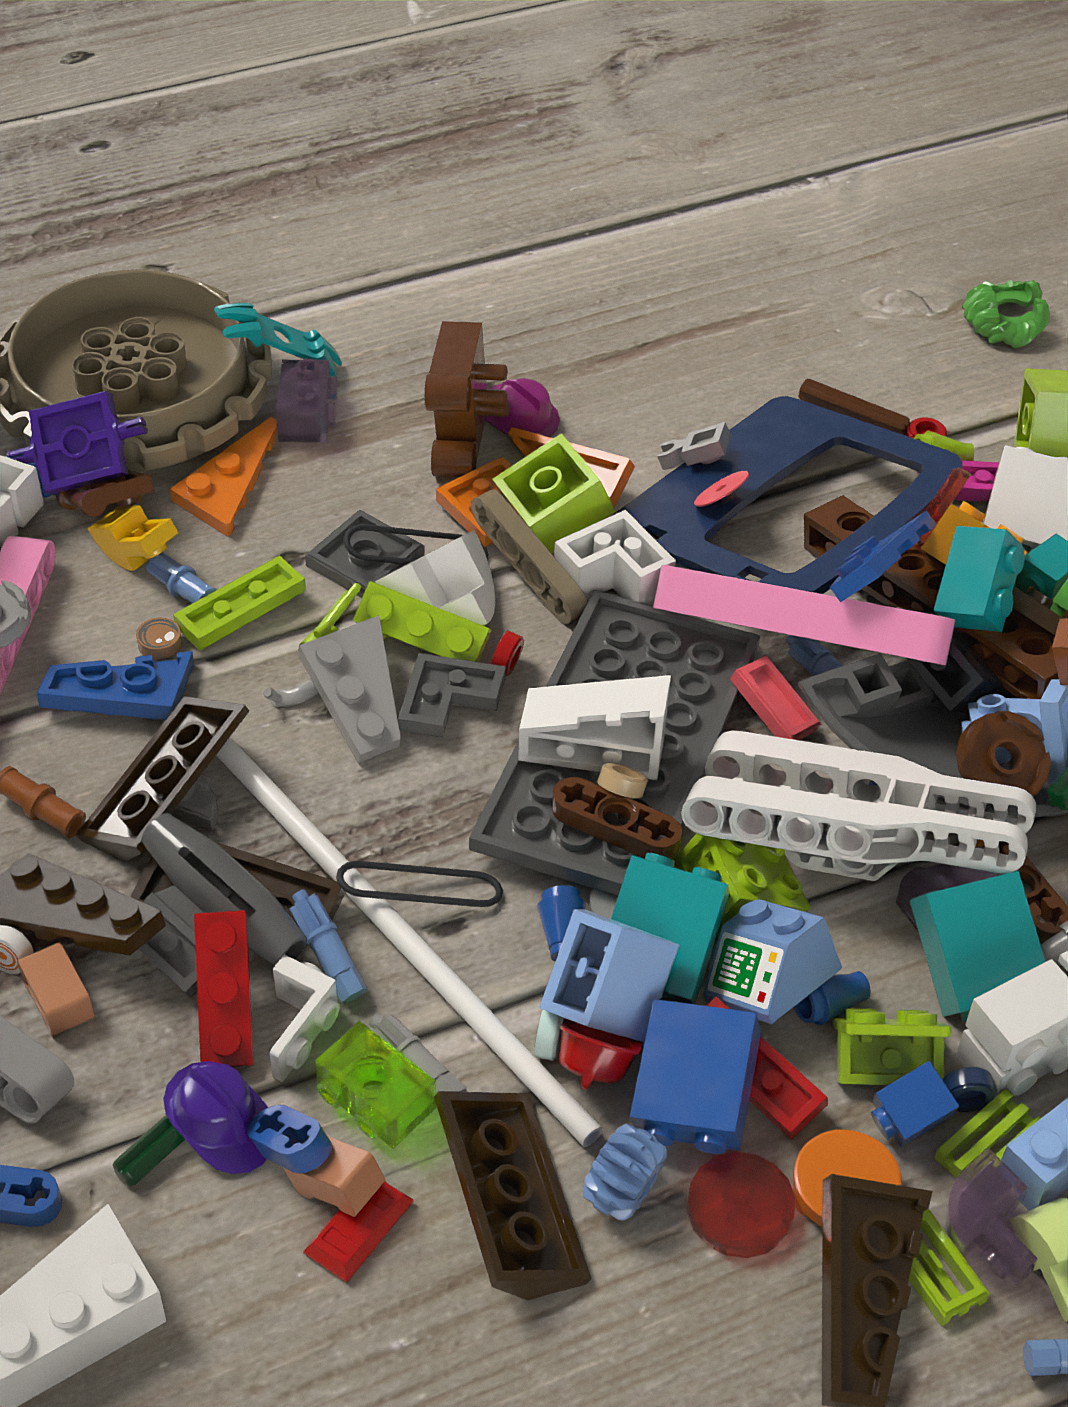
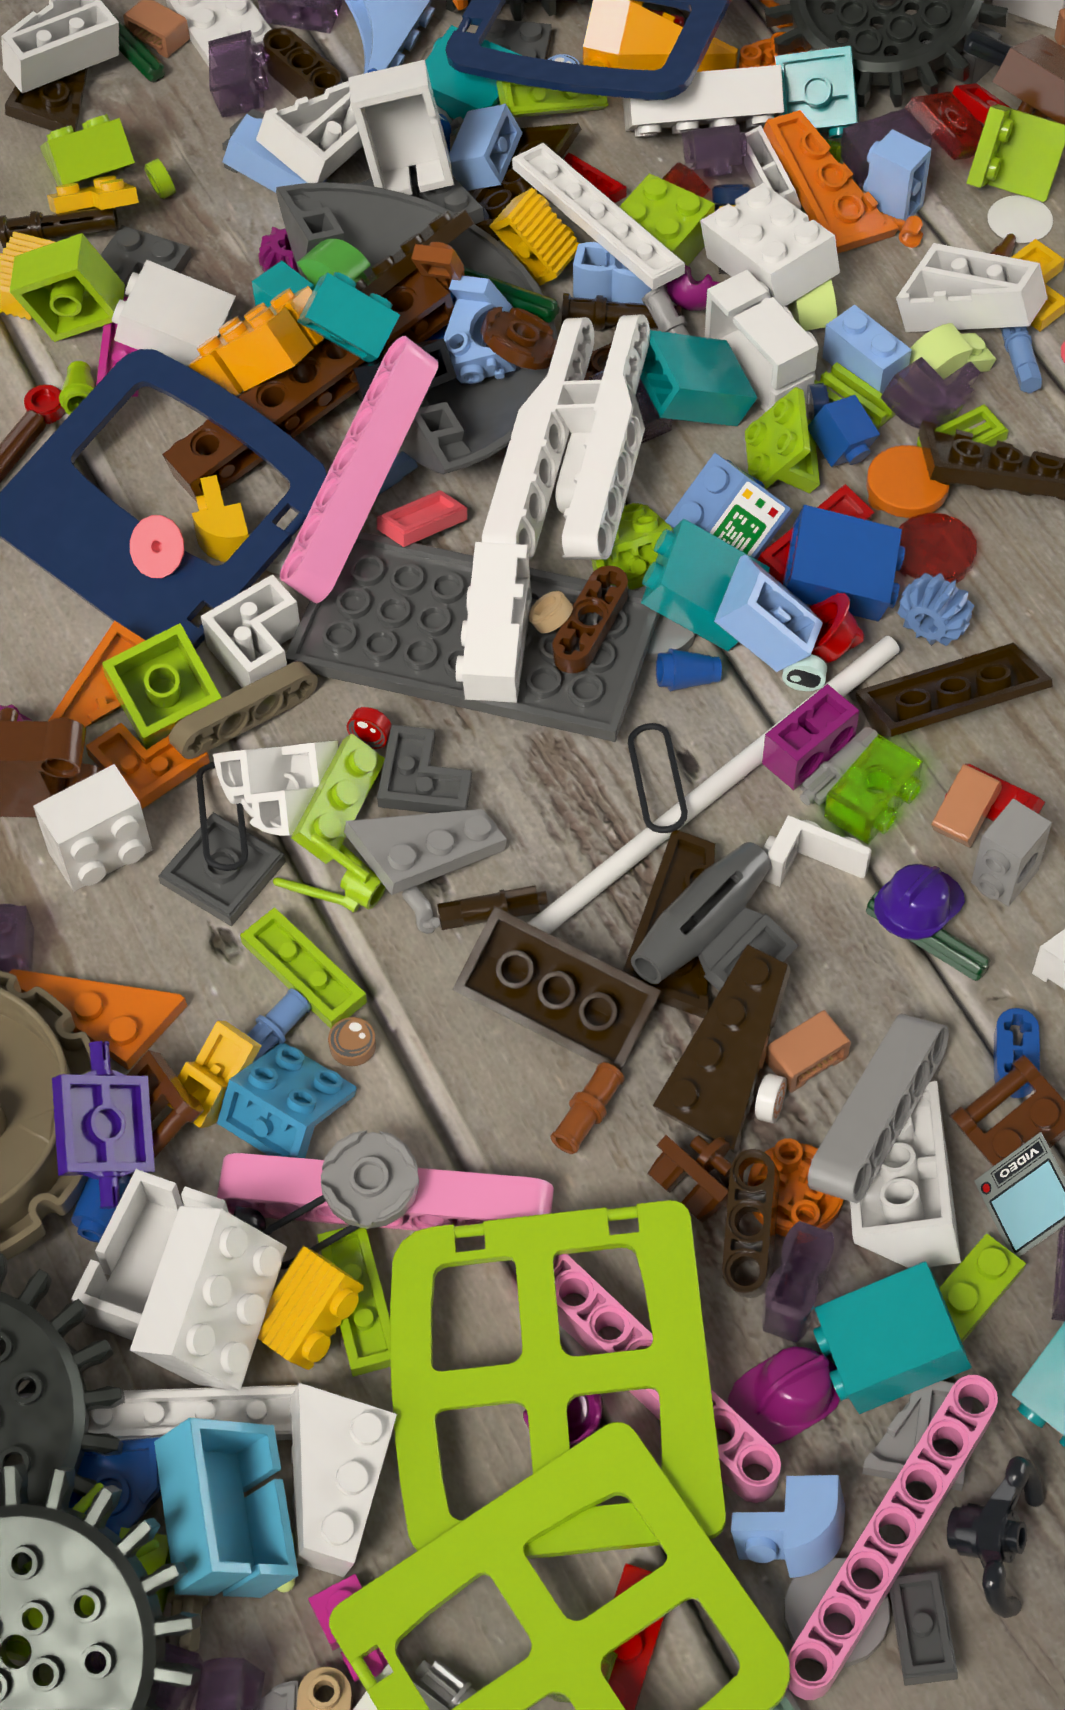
camera: 90 degrees left, 10 degrees up
(107, 588) = (282, 1101): none -> dark azure bracket
(131, 690) = (429, 1060): blue wing -> none
(224, 988) = (805, 901): red plate -> none
(247, 1197) = (1010, 852): none -> light grey brick
(283, 747) = (478, 909): none -> dark brown piece
(290, 1138) = (937, 828): blue beam -> none
(327, 945) = (731, 836): medium blue piece -> none
(398, 451) = (93, 828): none -> white brick
(446, 1018) = (809, 736): none -> magenta brick
(700, 446) = (76, 571): light grey plate -> none
(775, 544) = (218, 527): none -> yellow brick
(875, 557) = (321, 391): blue wing -> none
(945, 497) = (225, 354): clear red tile -> none

